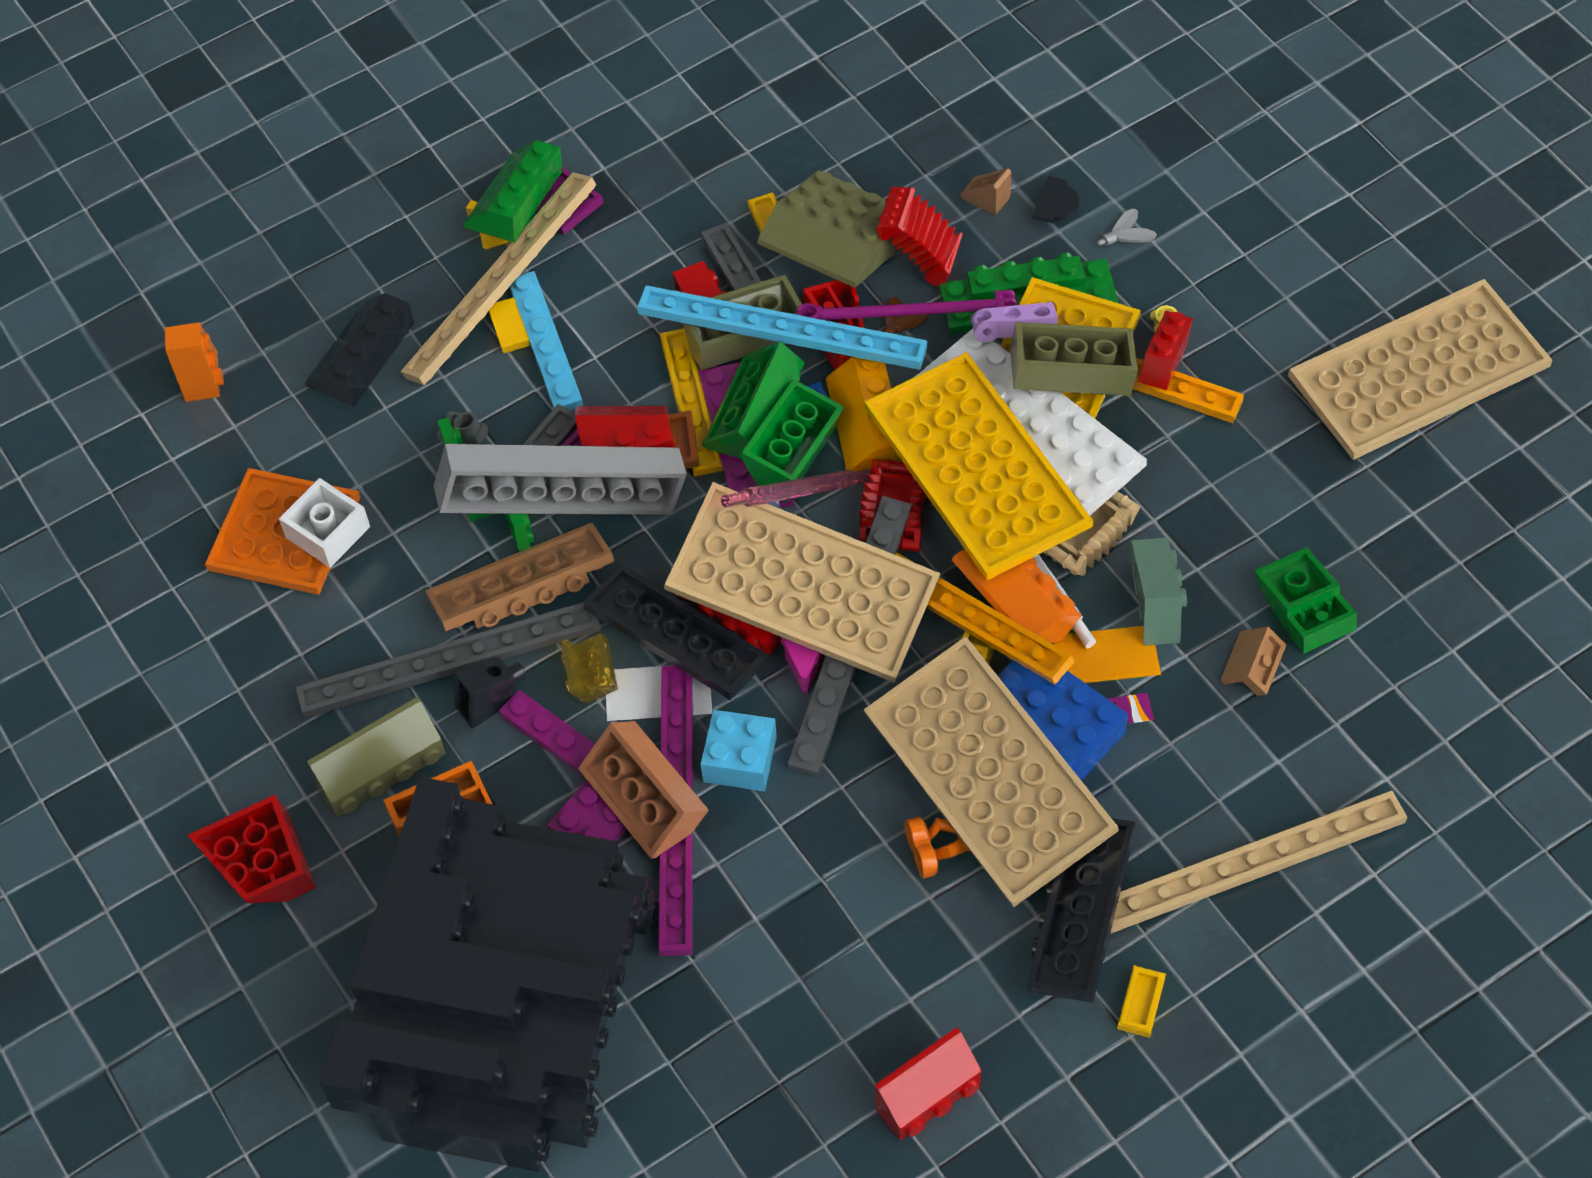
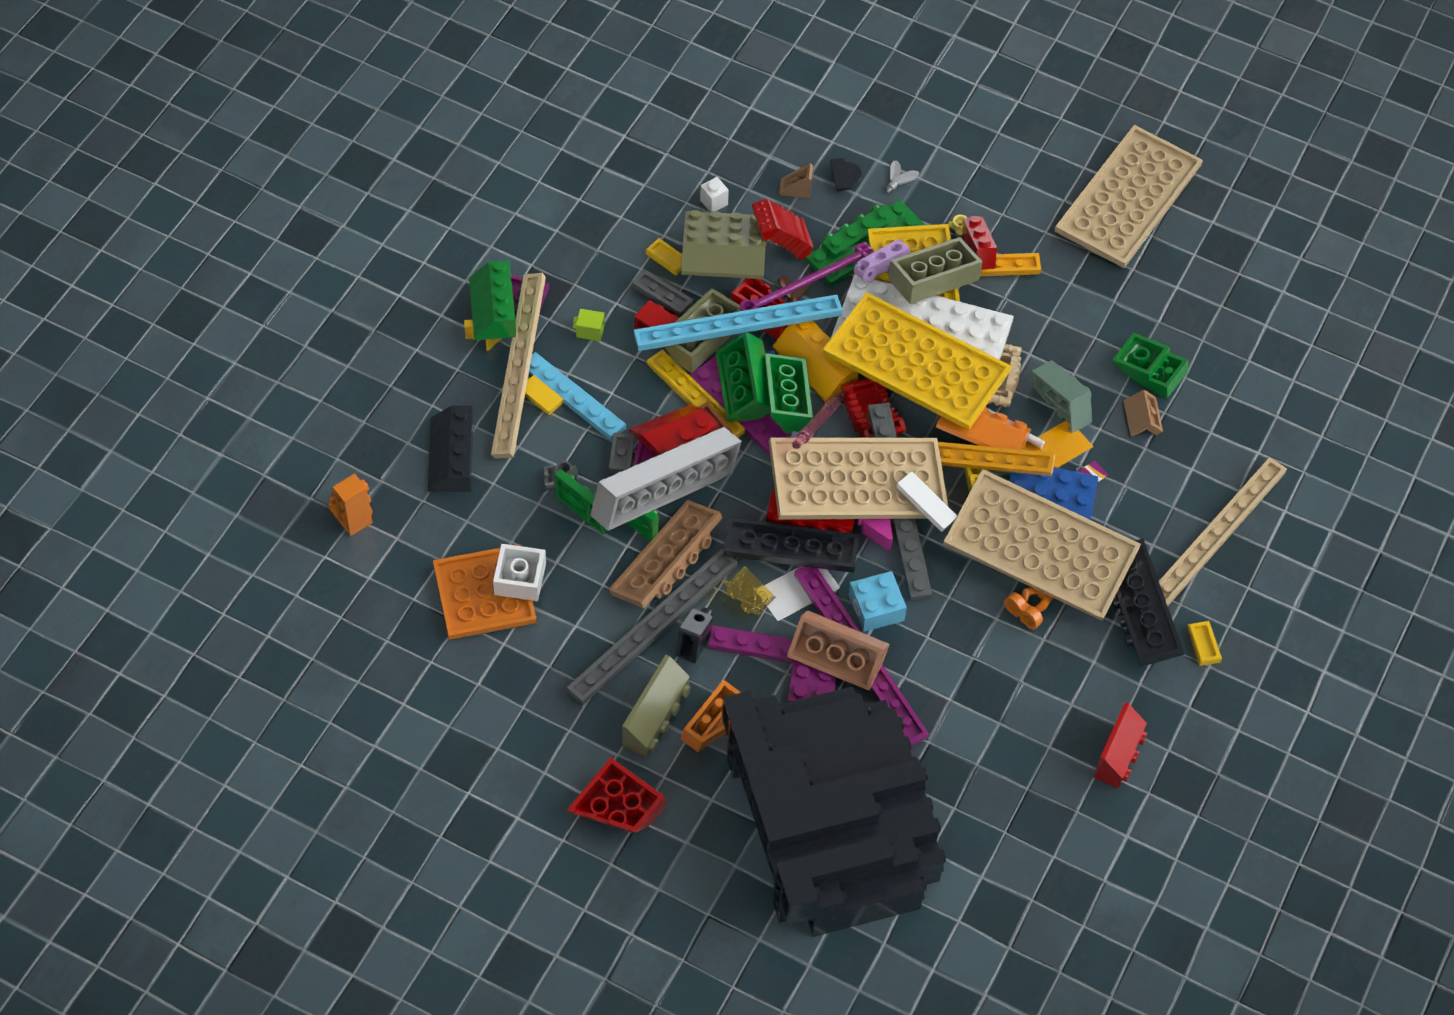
camera: 35 degrees left, 0 degrees up
(618, 264) = (589, 324): none -> lime brick
(871, 648) = (926, 501): none -> white tile
(872, 165) = (714, 194): none -> white brick

